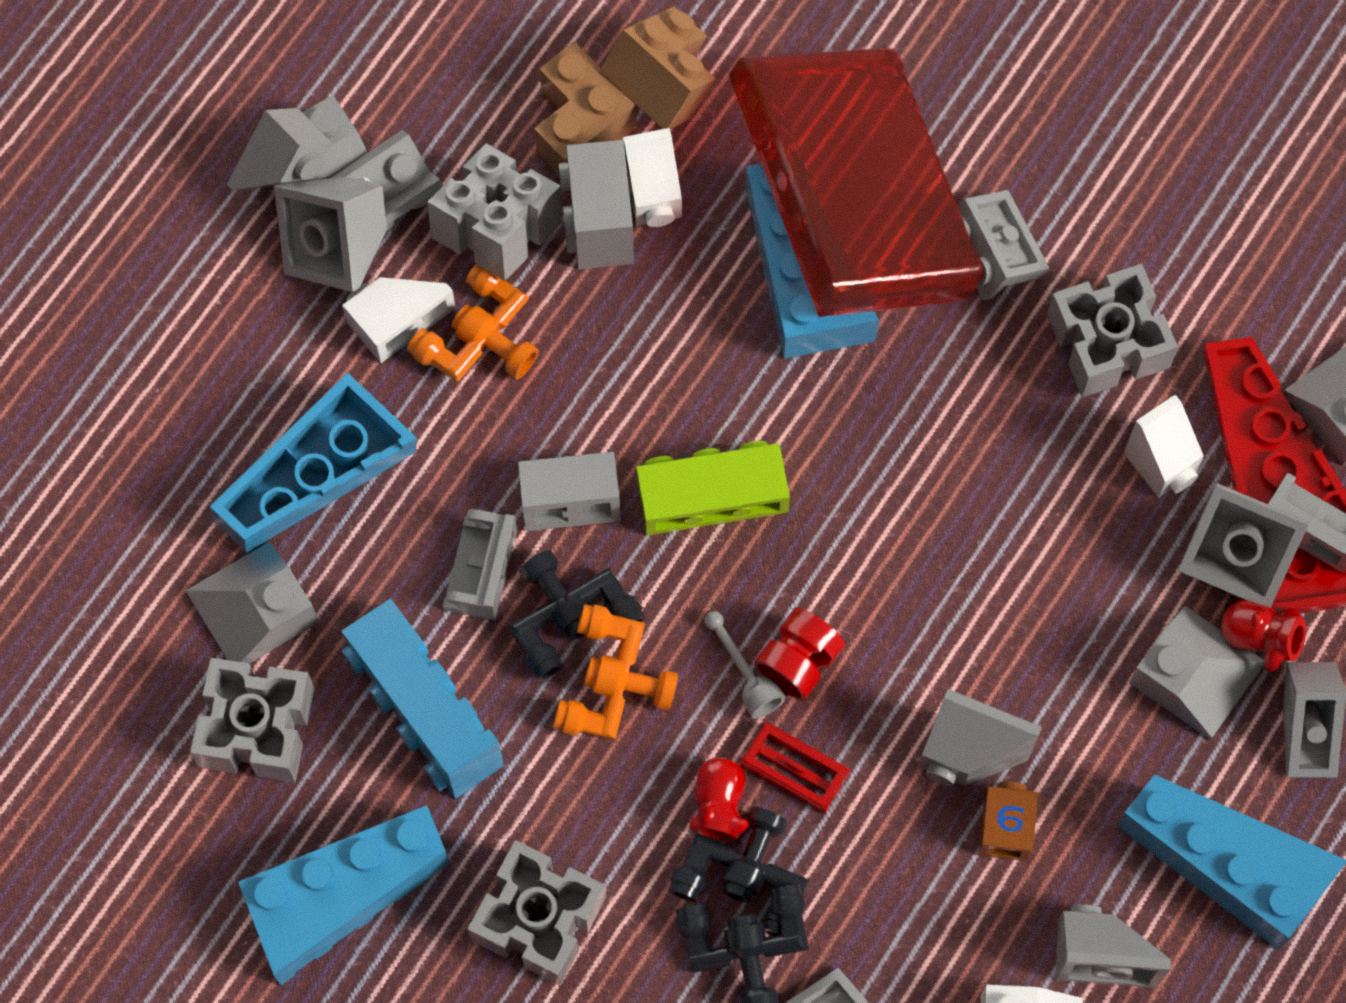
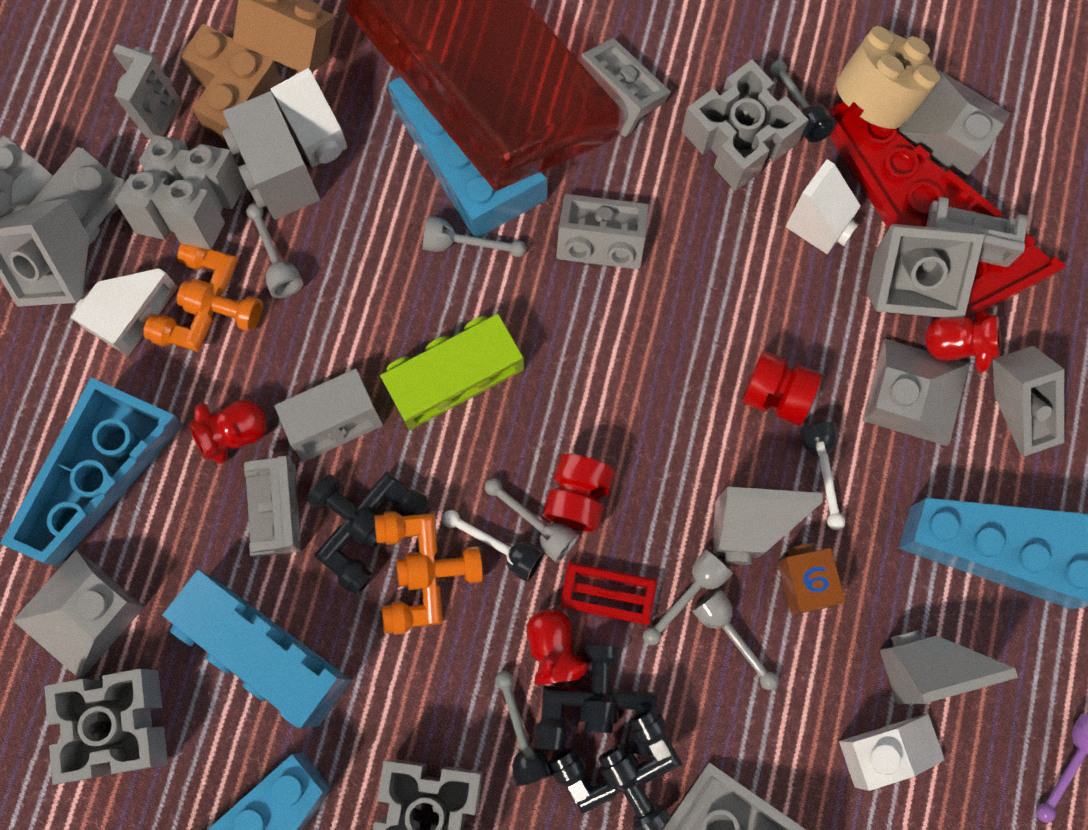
camera: 20 degrees left, 5 degrees up
(468, 470) = (231, 428): none -> red animal
(492, 94) = (145, 91): none -> light grey bracket
(567, 333) = (281, 277): none -> light grey hinge
(656, 906) = (529, 764): none -> hinge
(719, 701) = (522, 558): none -> hinge
(748, 343) = (440, 236): none -> light grey hinge
(899, 822) = (716, 612): none -> light grey hinge
(904, 780) = (708, 574): none -> light grey hinge
(921, 393) = (602, 231): none -> light grey bracket
(1049, 617) = (782, 388): none -> red wheel
(1072, 686) = (820, 441): none -> hinge
(1193, 349) = (821, 120): none -> black hinge
(1285, 329) = (888, 78): none -> tan brick

